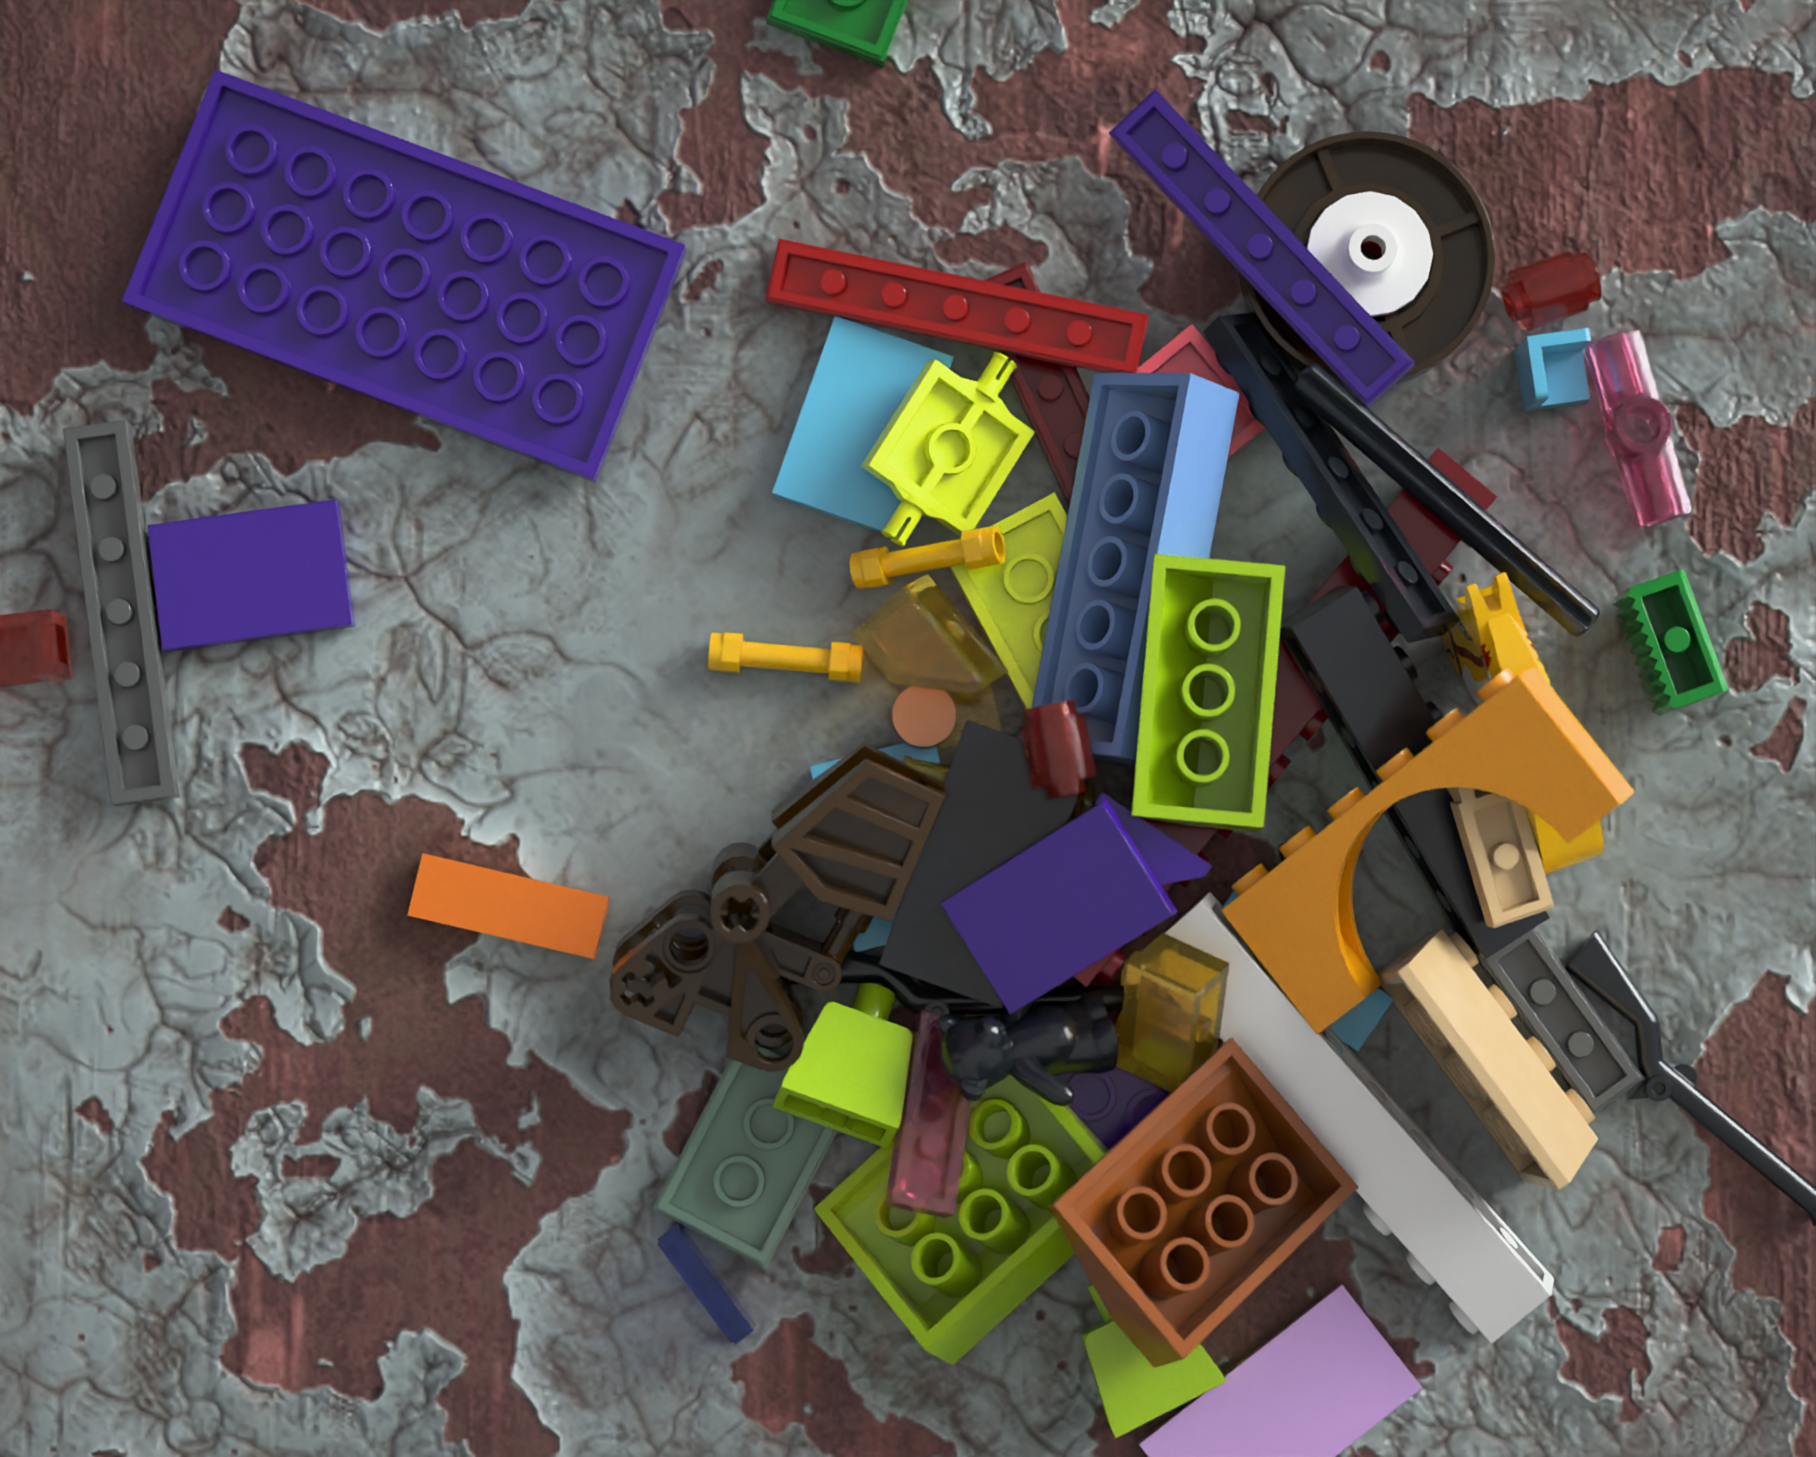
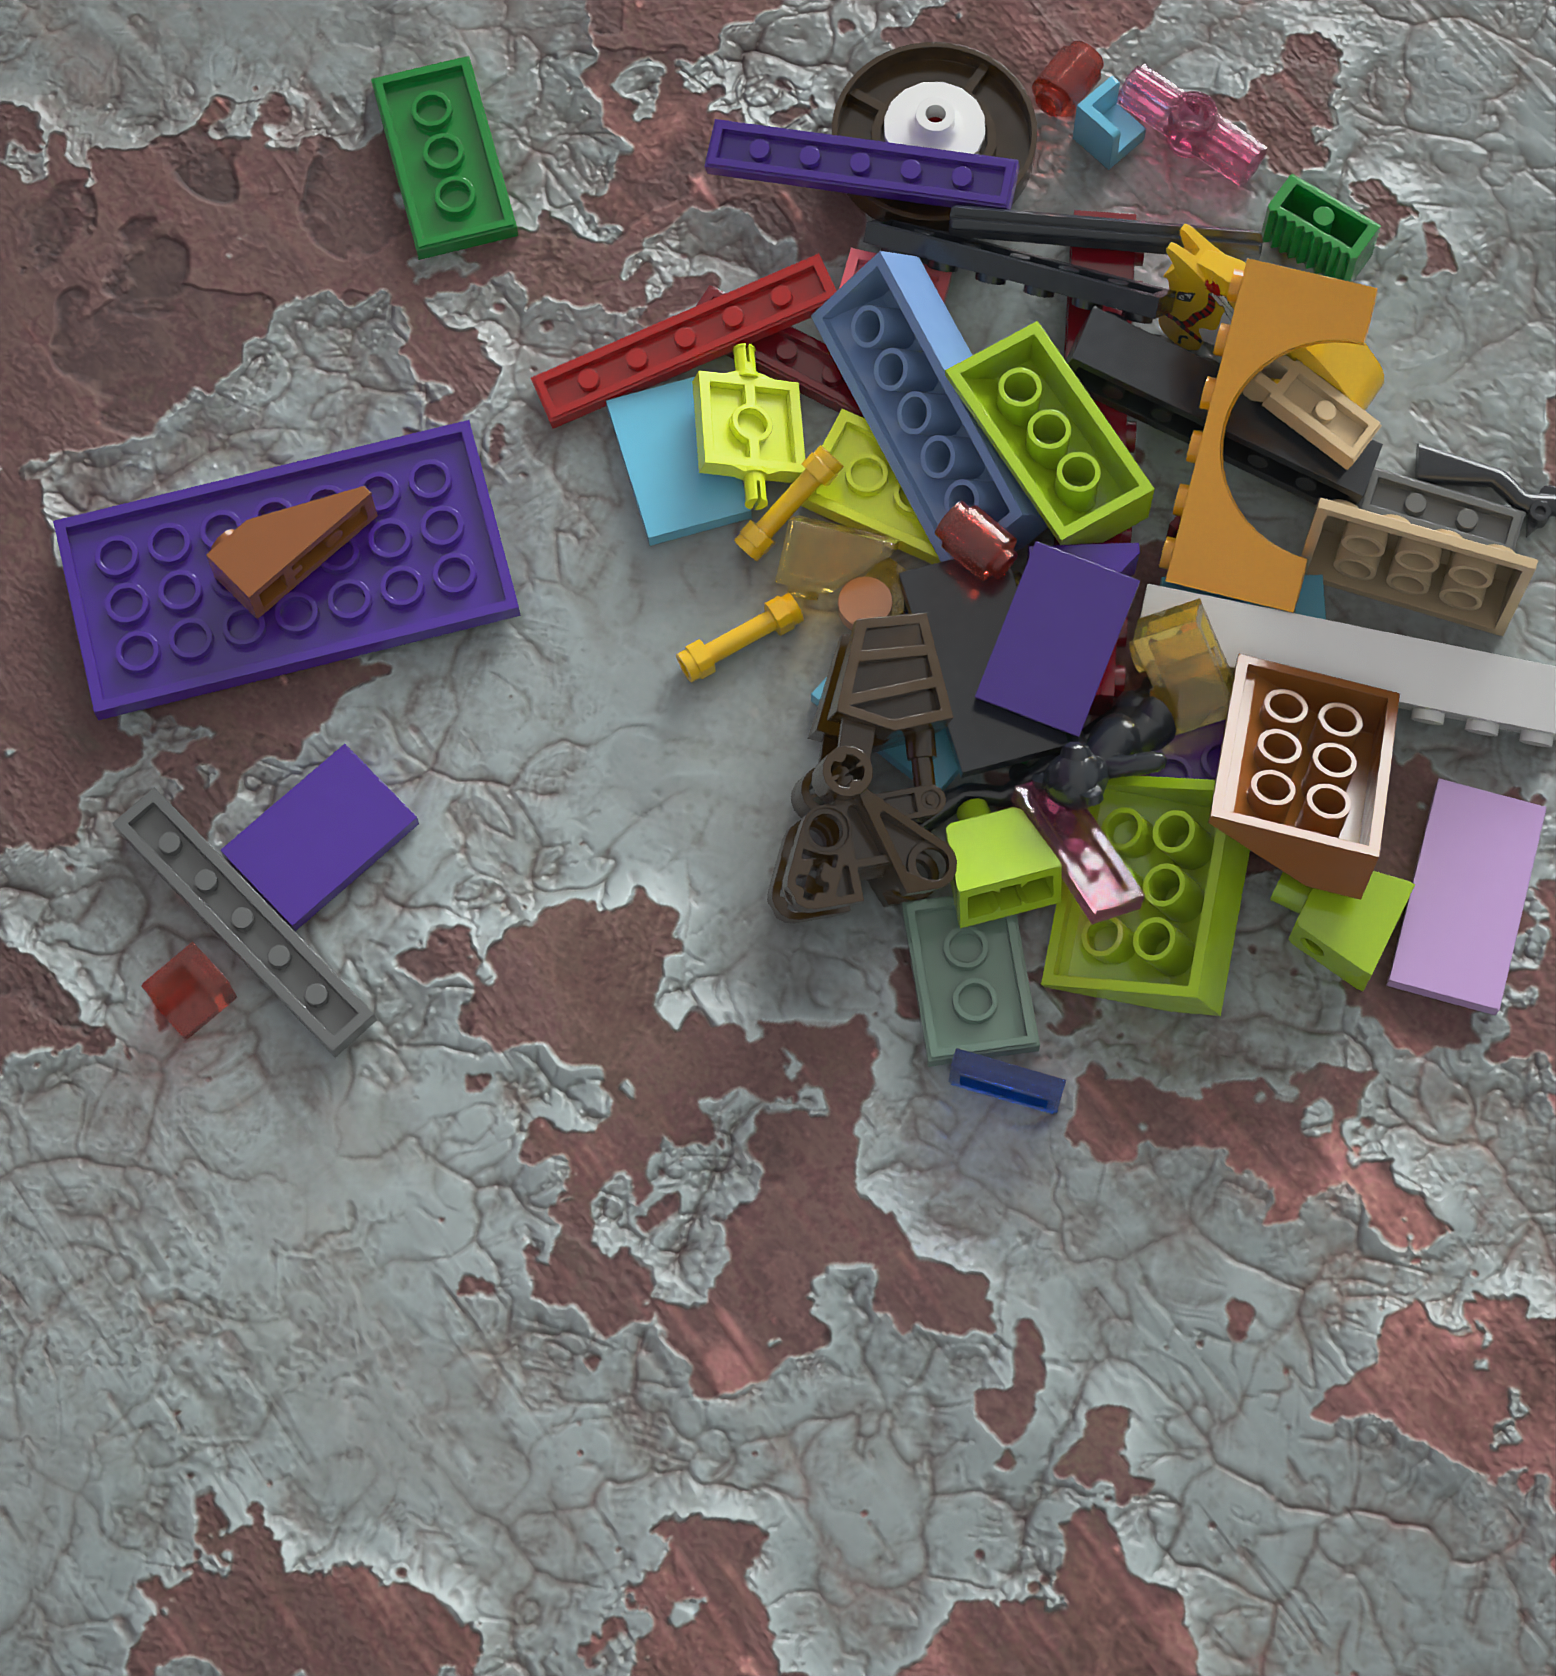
camera: 35 degrees left, 15 degrees down
(390, 263) = (282, 548): none -> dark orange slope
(509, 906) = (670, 931): orange tile -> none

